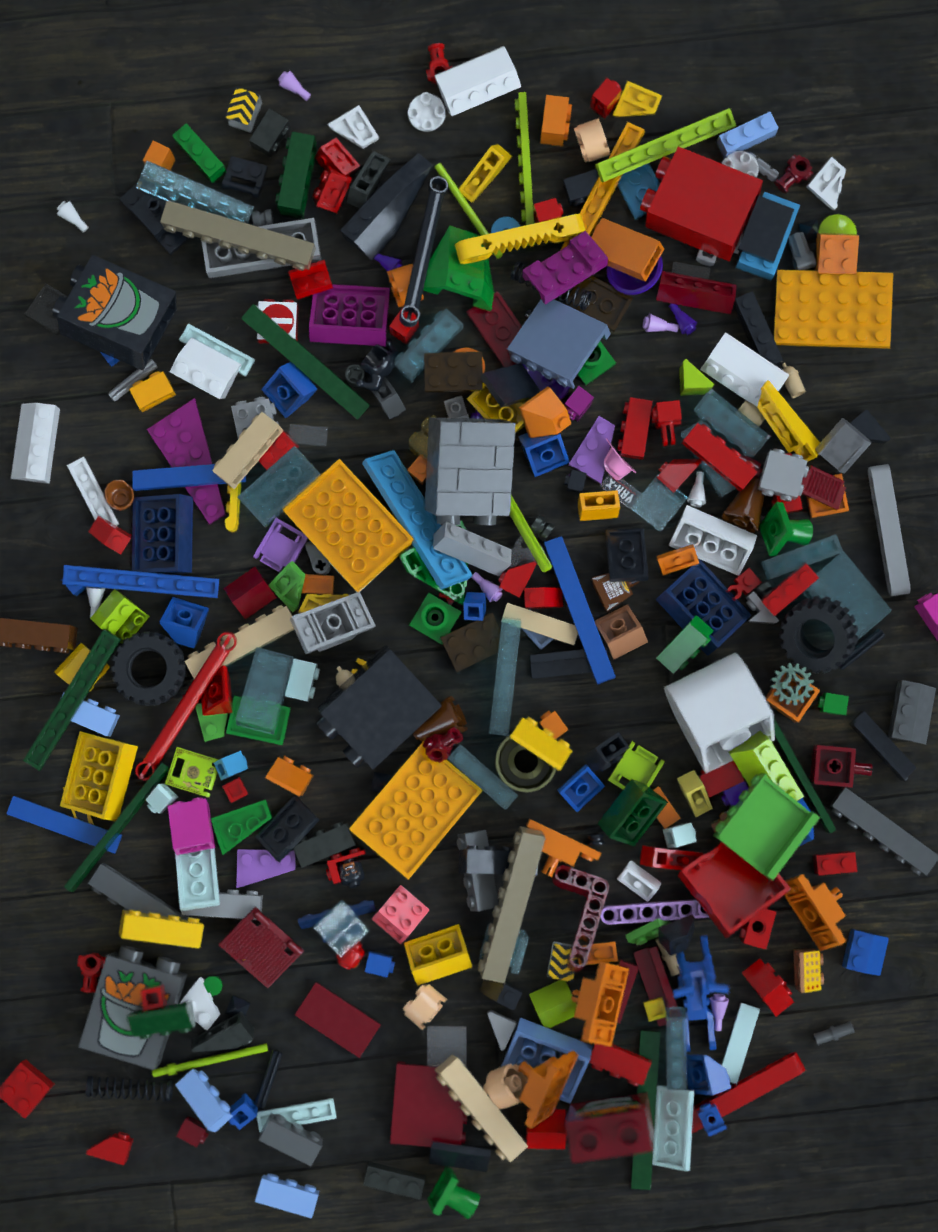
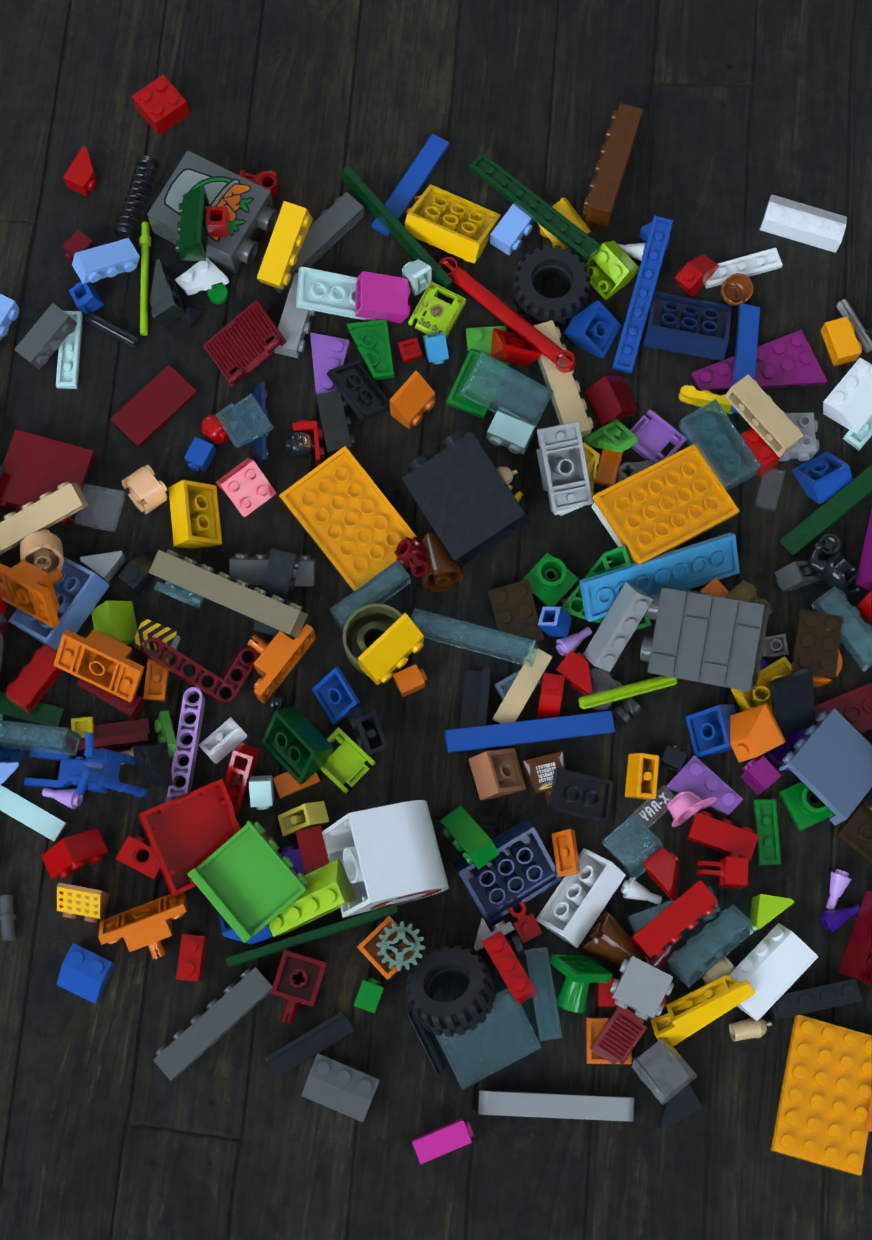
camera: 100 degrees right, 10 degrees down
(622, 391) = (767, 828): none -> green tile

